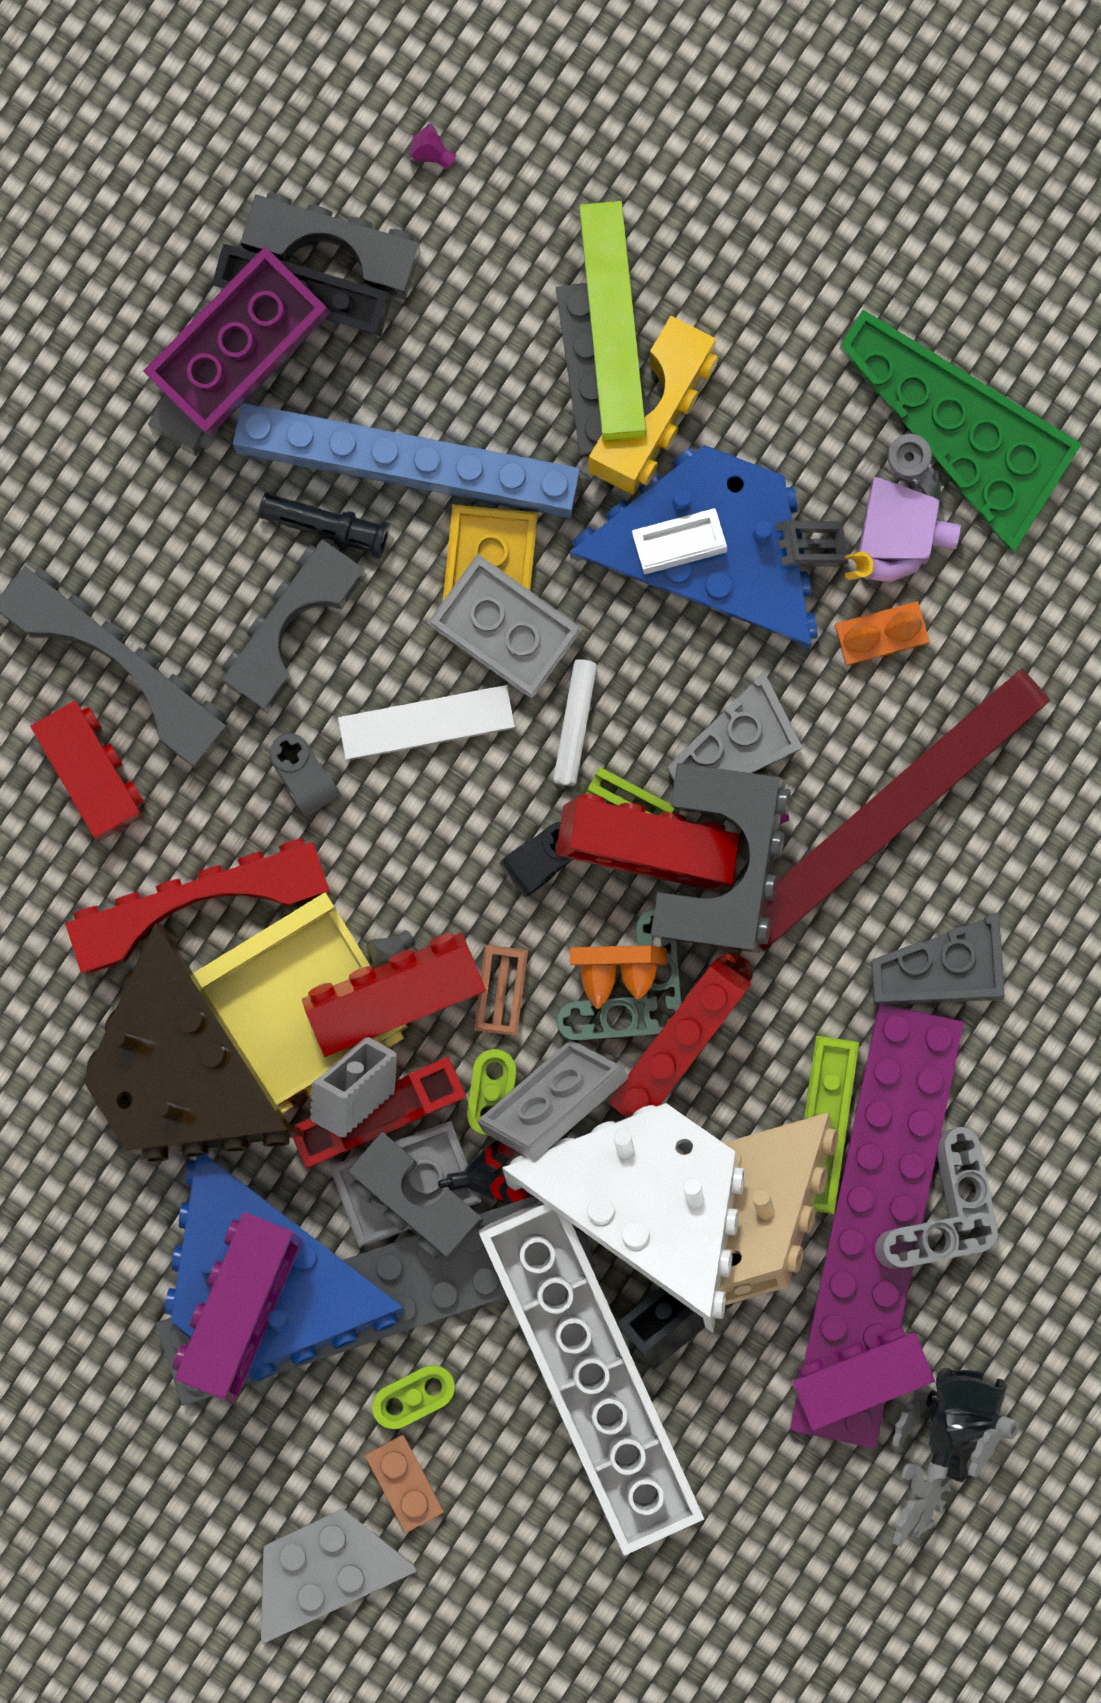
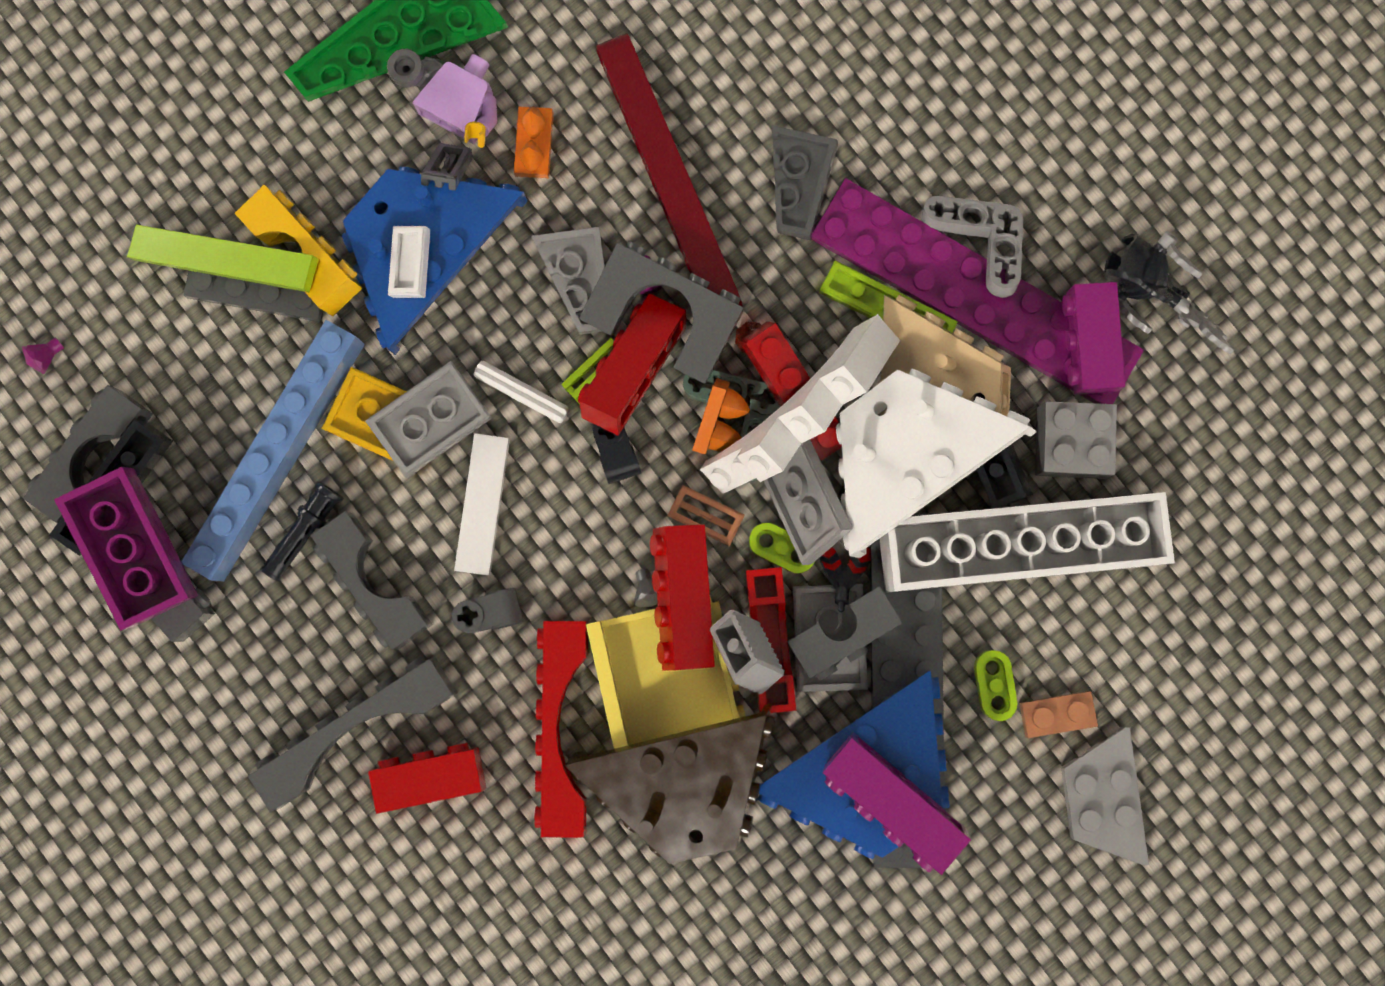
camera: 70 degrees left, 0 degrees up
(655, 1067) = (808, 412): none -> white arch
(735, 1399) = (1076, 440): none -> light grey brick

